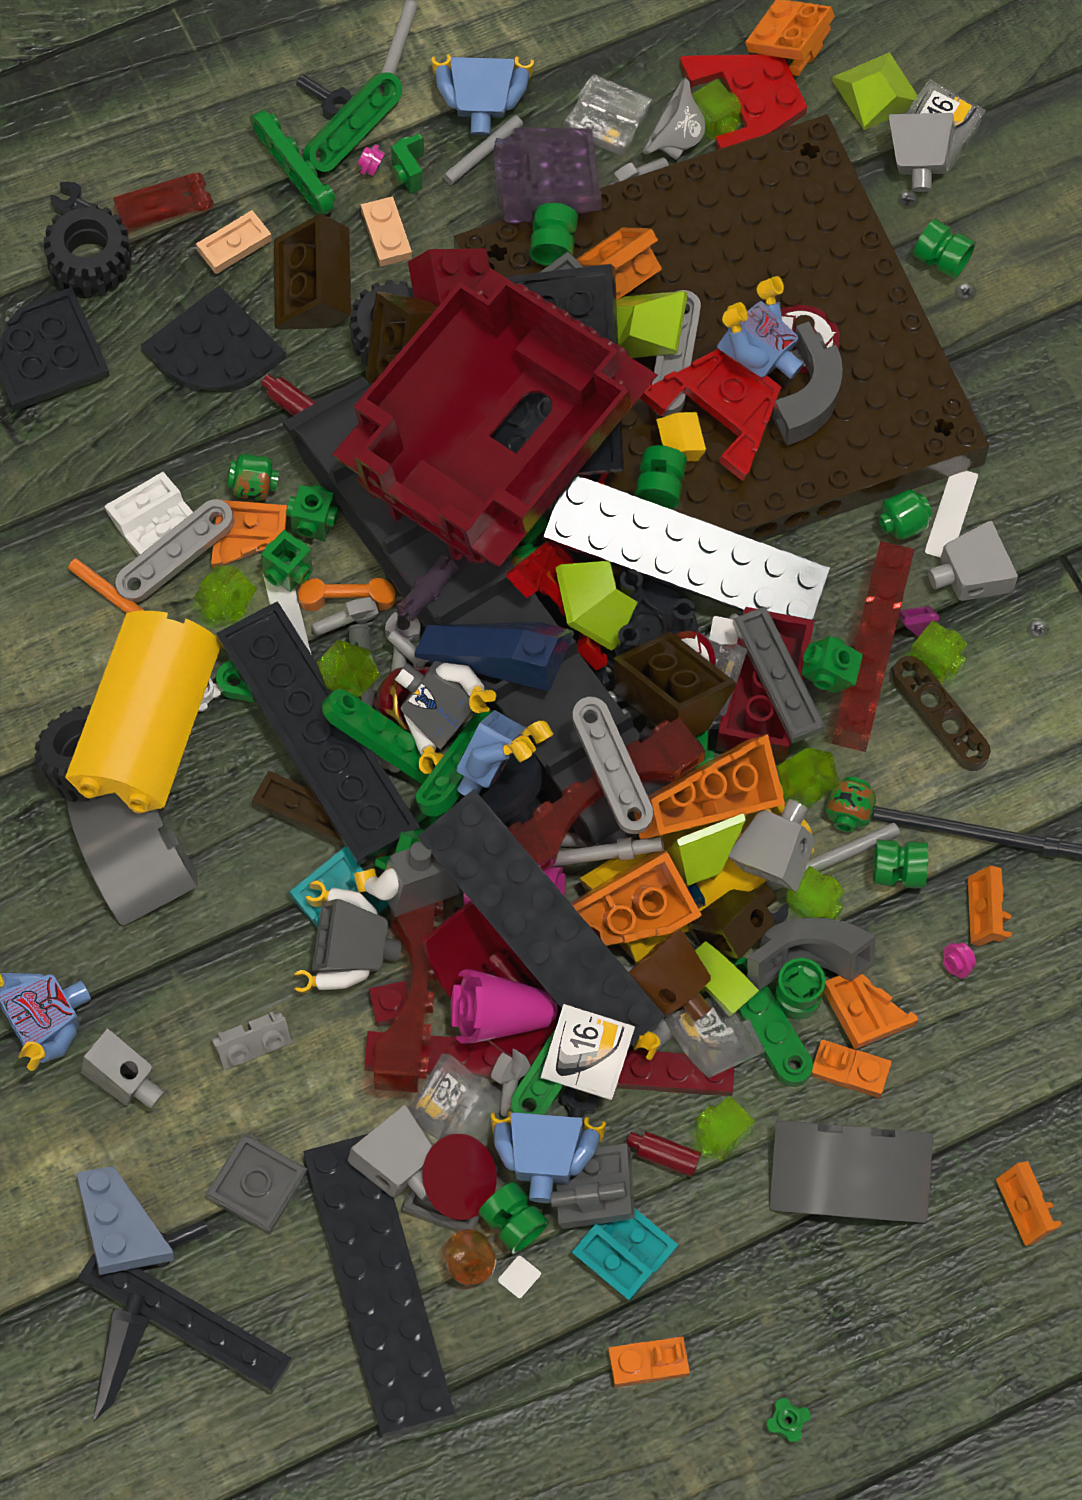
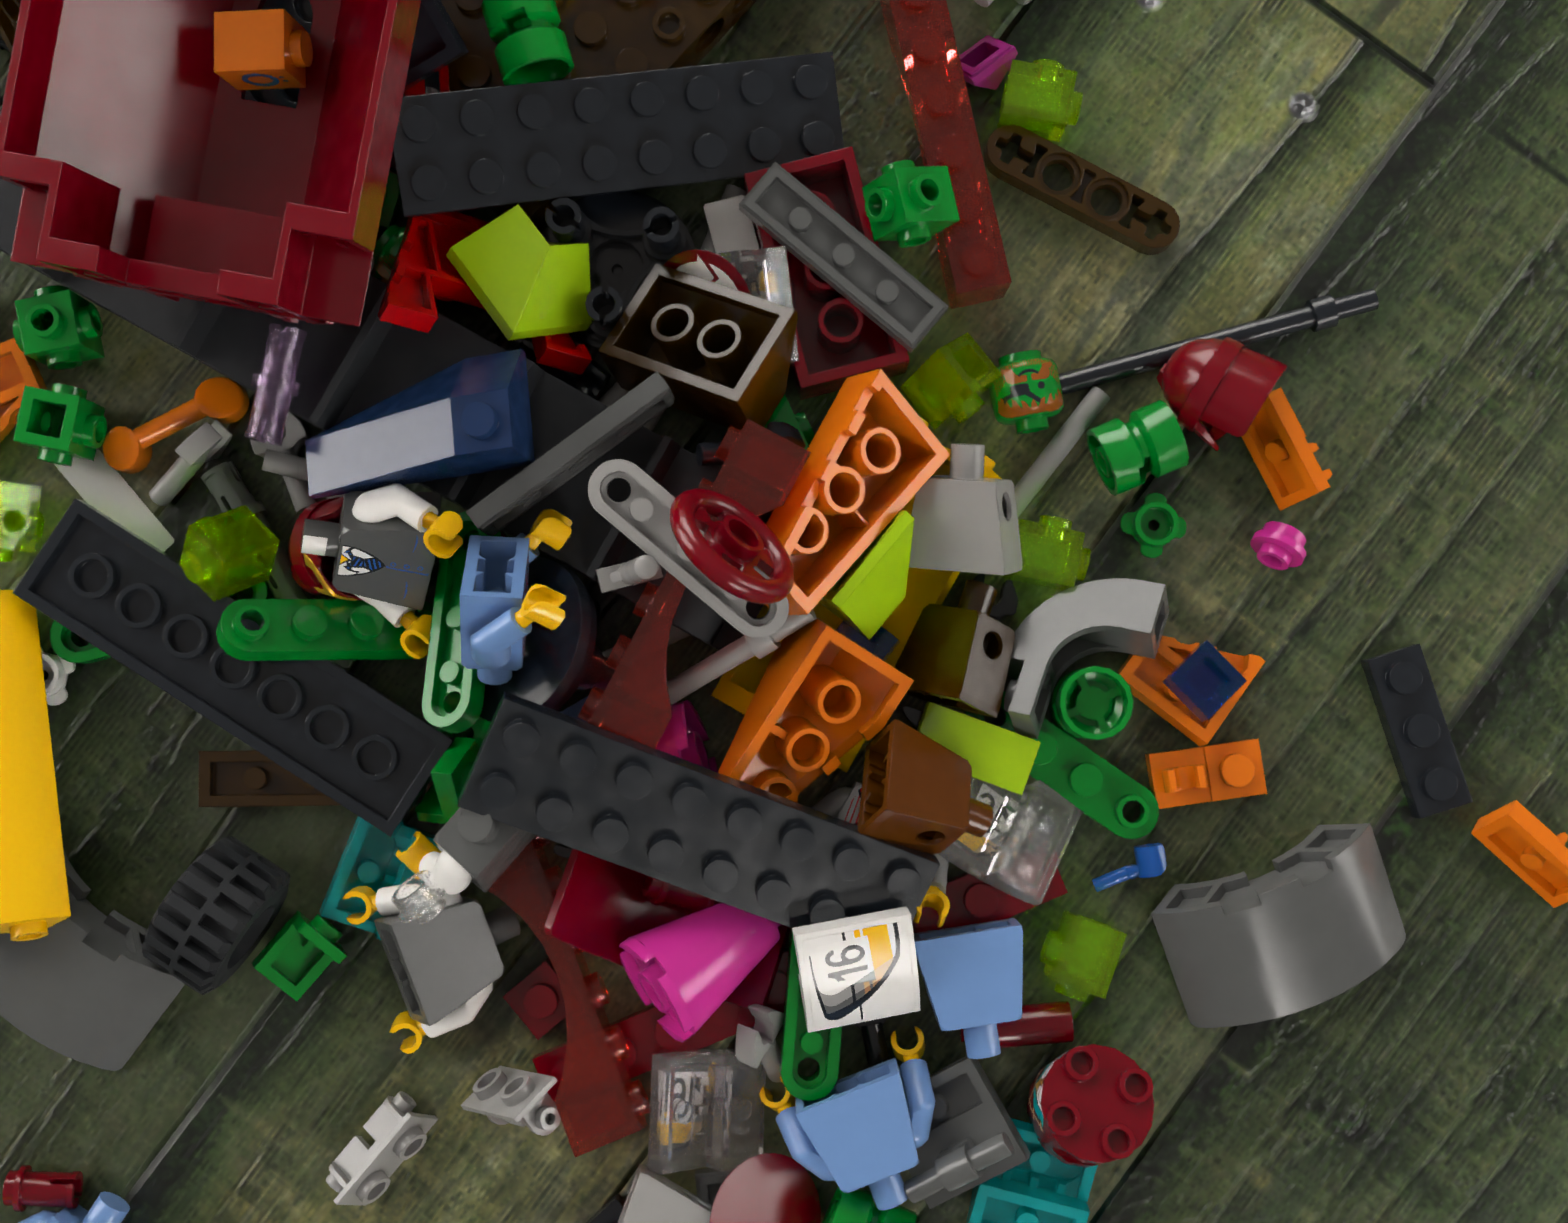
camera: 25 degrees left, 20 degrees up
(46, 964) = (41, 1188): none -> dark red pin
(237, 854) = (215, 914): none -> black tyre
(267, 906) = (300, 954): none -> green bracket
(349, 1040) = (515, 1098): none -> light grey hinge
(361, 892) = (419, 898): none -> clear plate
(515, 415) = (261, 49): none -> orange brick
(564, 697) = (572, 455): none -> dark grey tile
(575, 769) = (628, 573): none -> light grey bar
(637, 768) = (731, 546): none -> dark red plate
(651, 1099) = (974, 979): none -> medium blue torso
(684, 1207) = (1091, 1106): none -> dark red brick
(790, 1102) = (1150, 863): none -> blue hand
(873, 1004) = (1204, 681): none -> clear blue plate
(892, 905) = (1169, 525): none -> green plate
(960, 846) = (1218, 386): none -> dark red helmet
(991, 1105) = (1416, 731): none -> black plate

